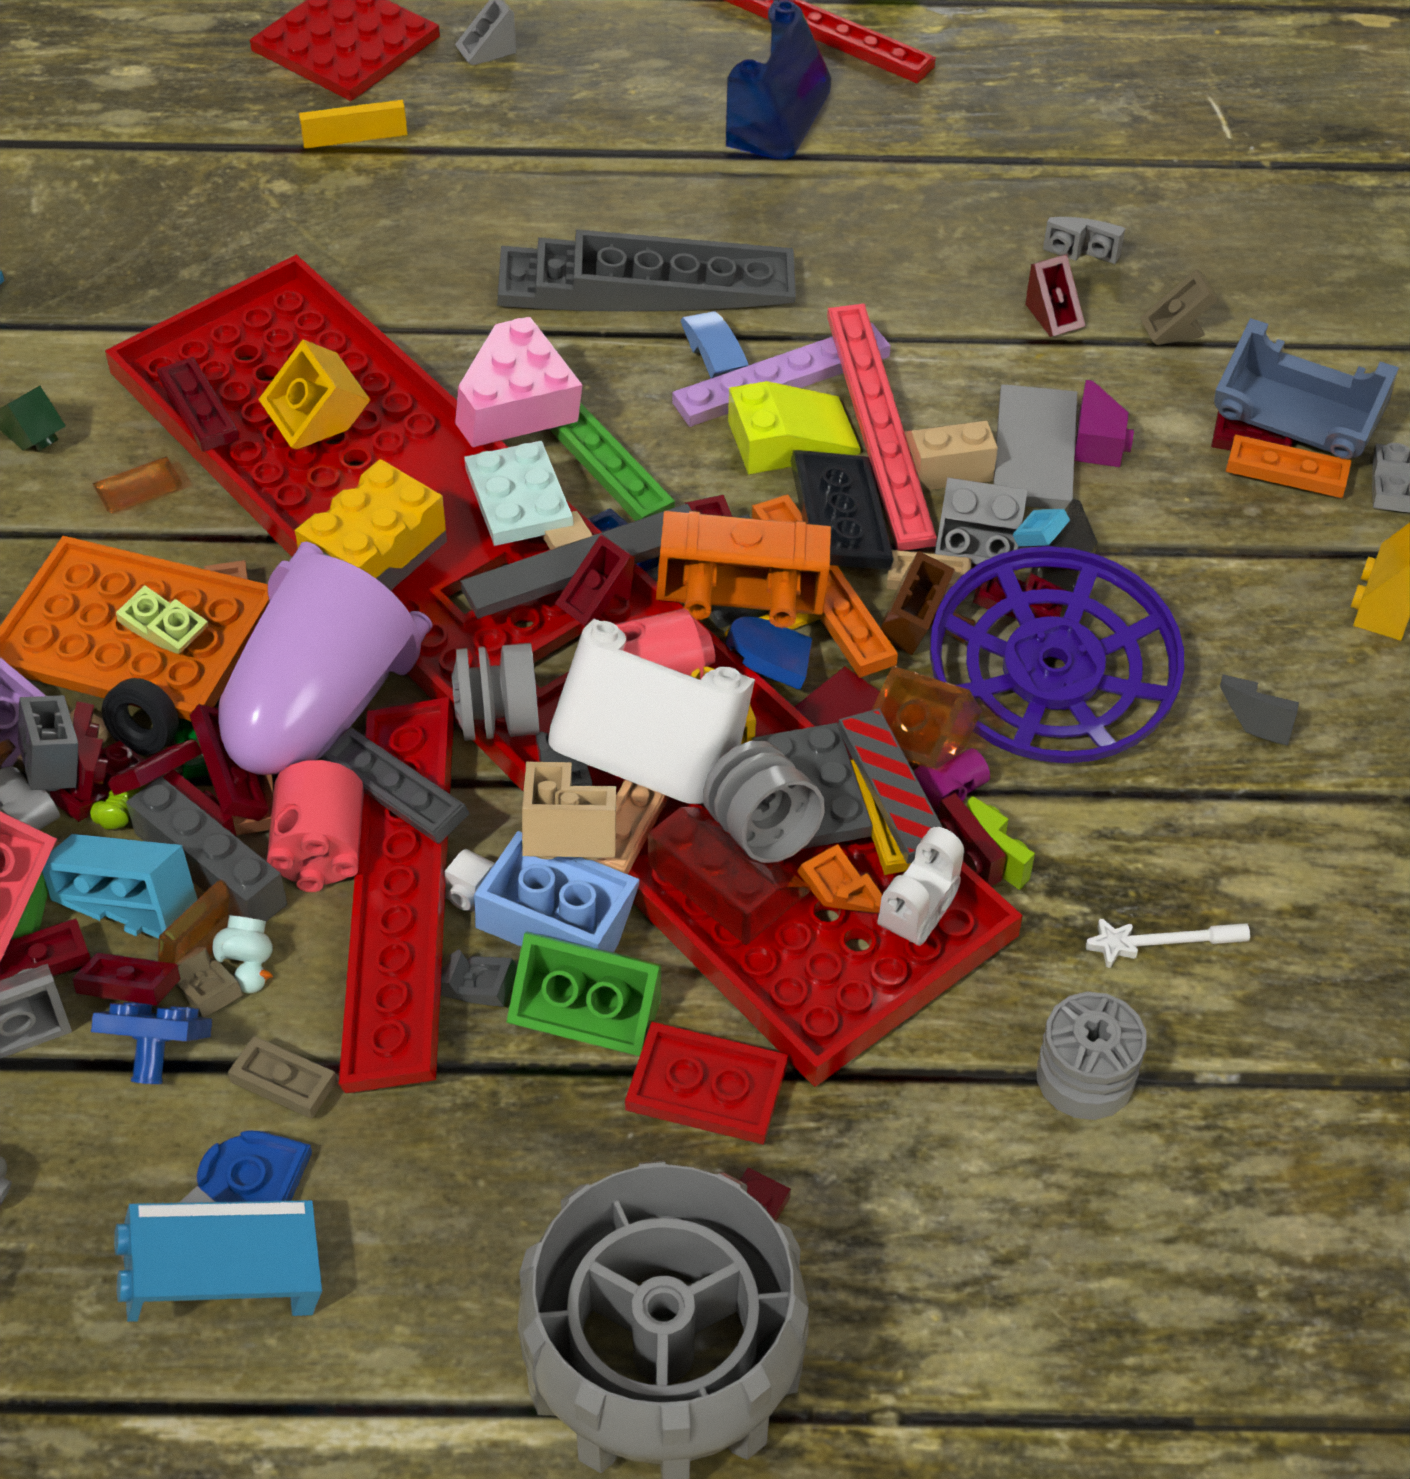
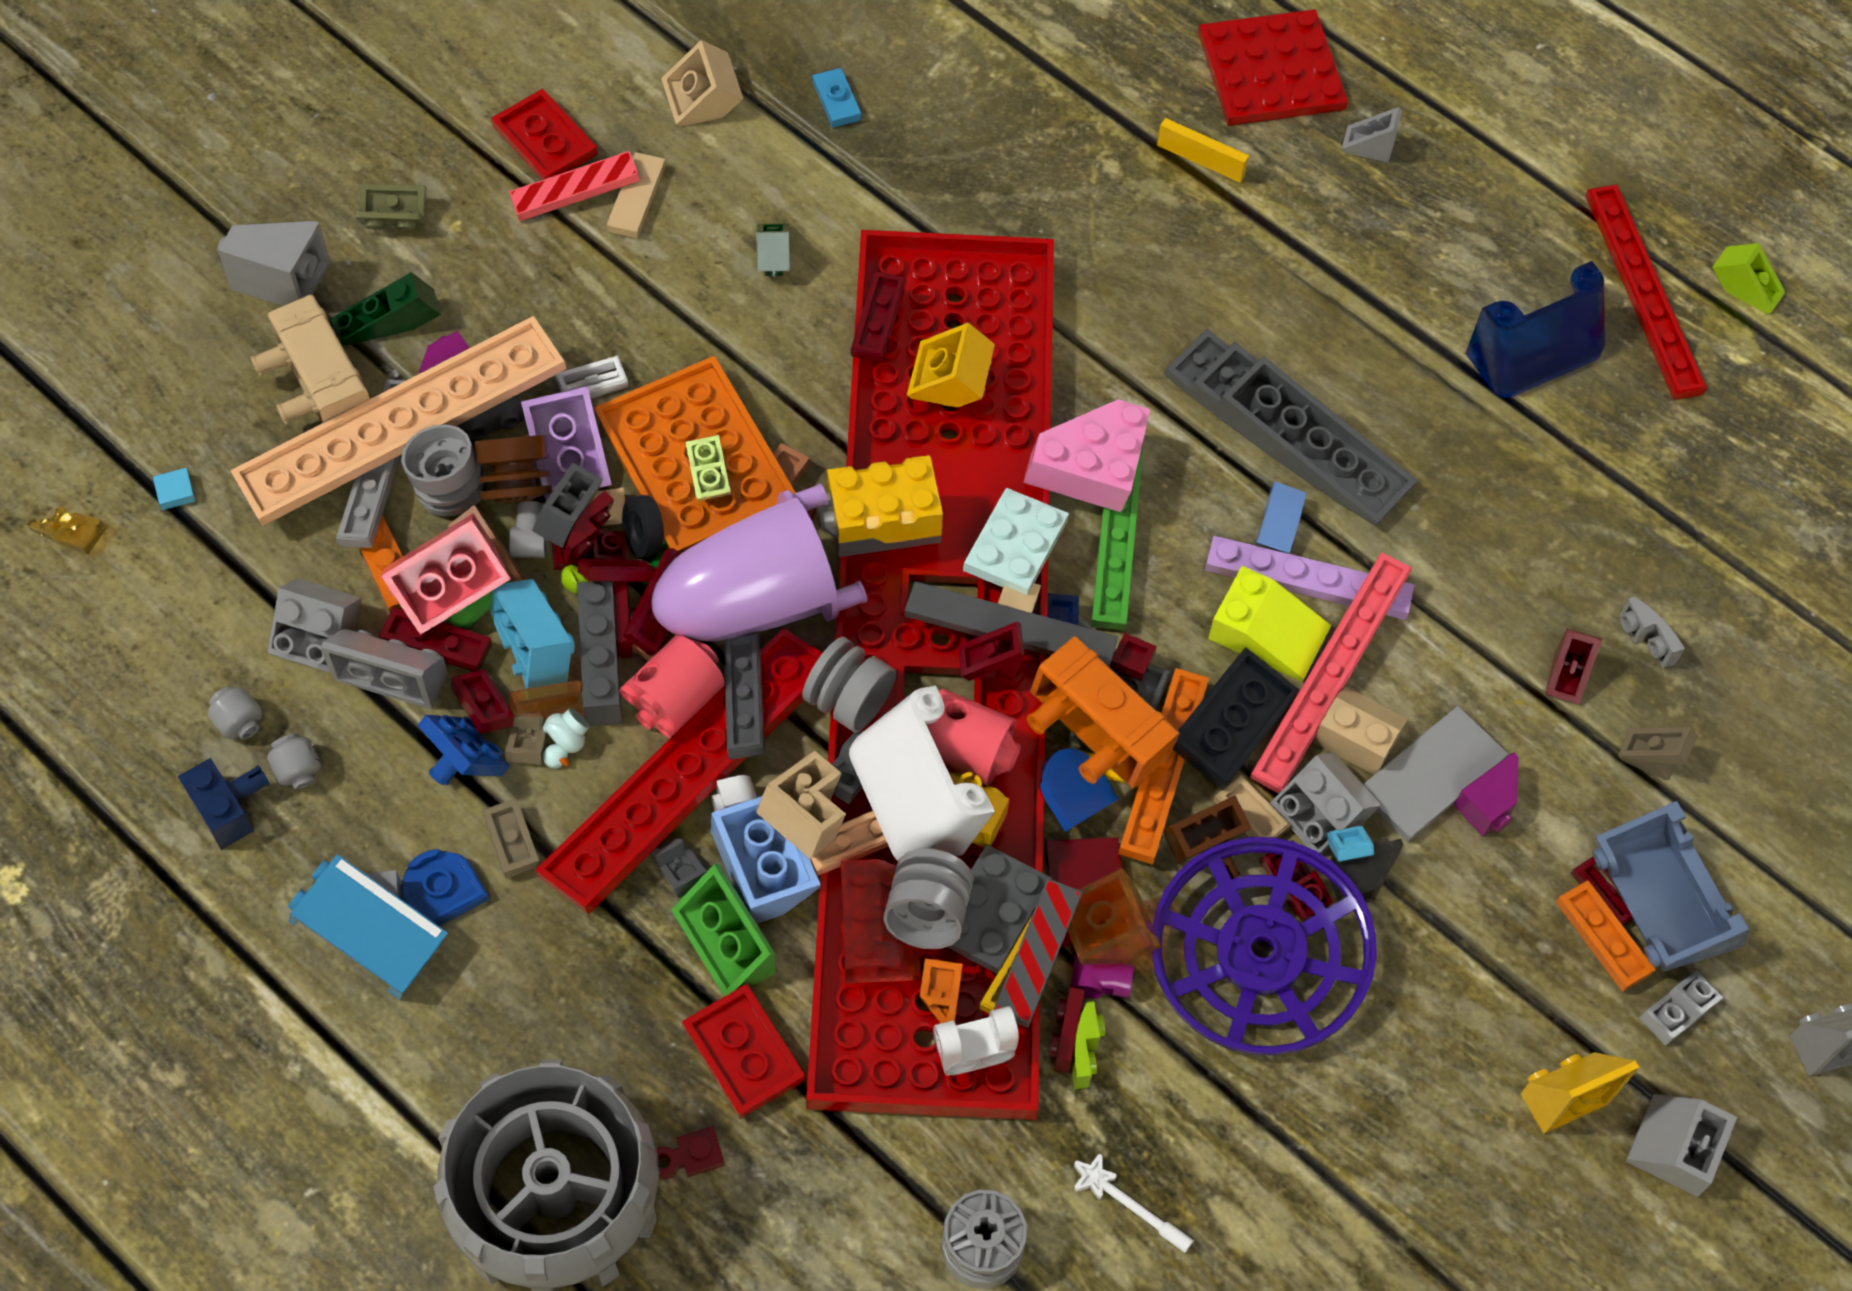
camera: 40 degrees right, 10 degrees up
(137, 485) = (800, 347): clear orange tile -> none
(1260, 713) = (1364, 1103): dark grey slope -> none

